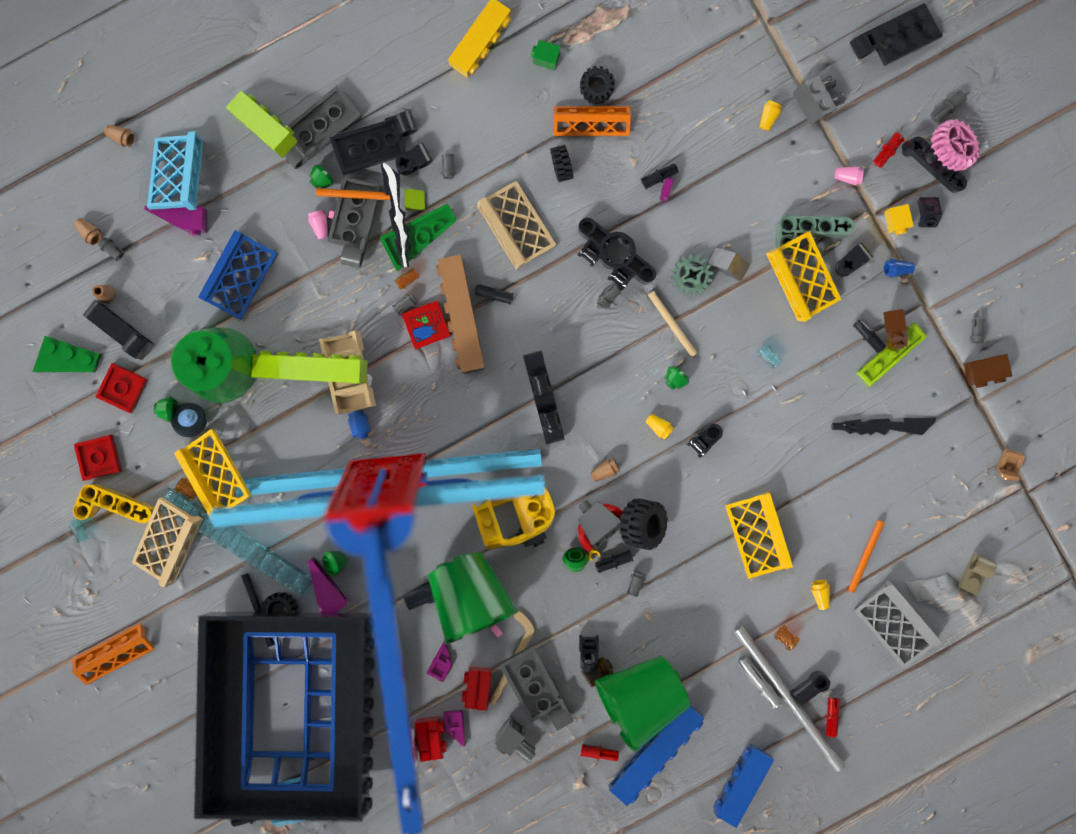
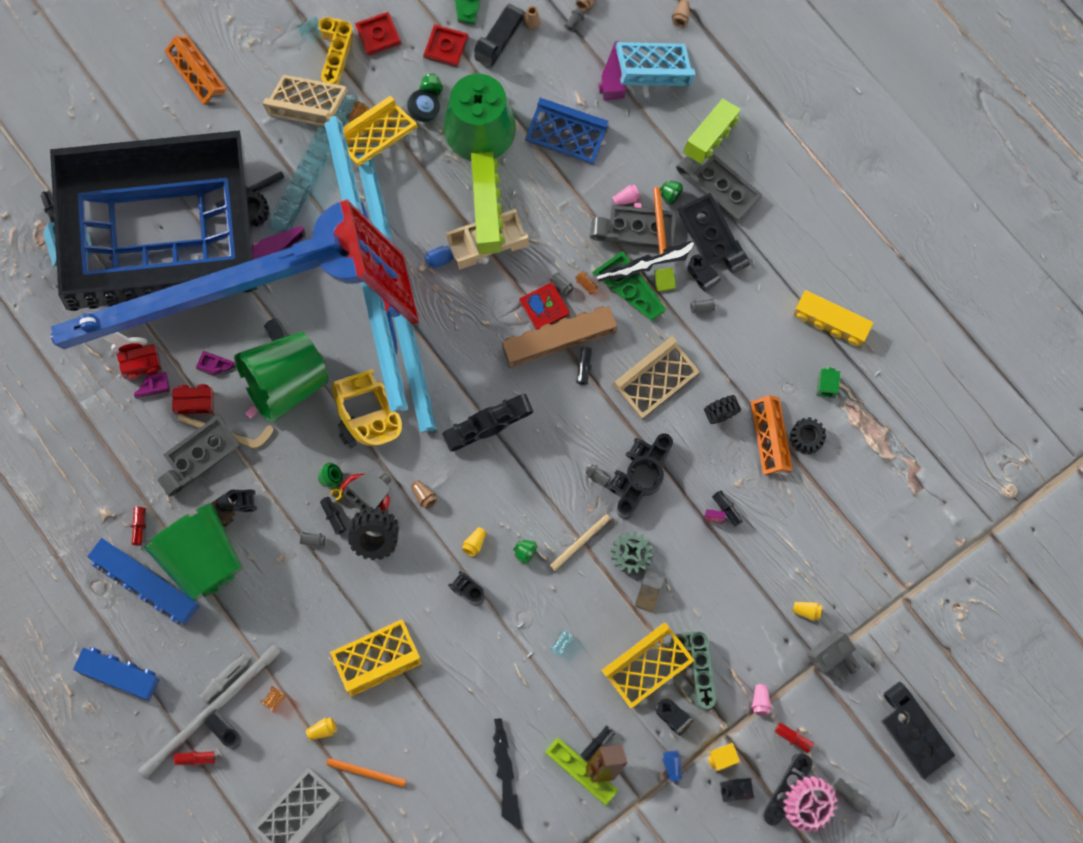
camera: 85 degrees right, 15 degrees down
(511, 740) = (145, 436): dark grey brick -> none

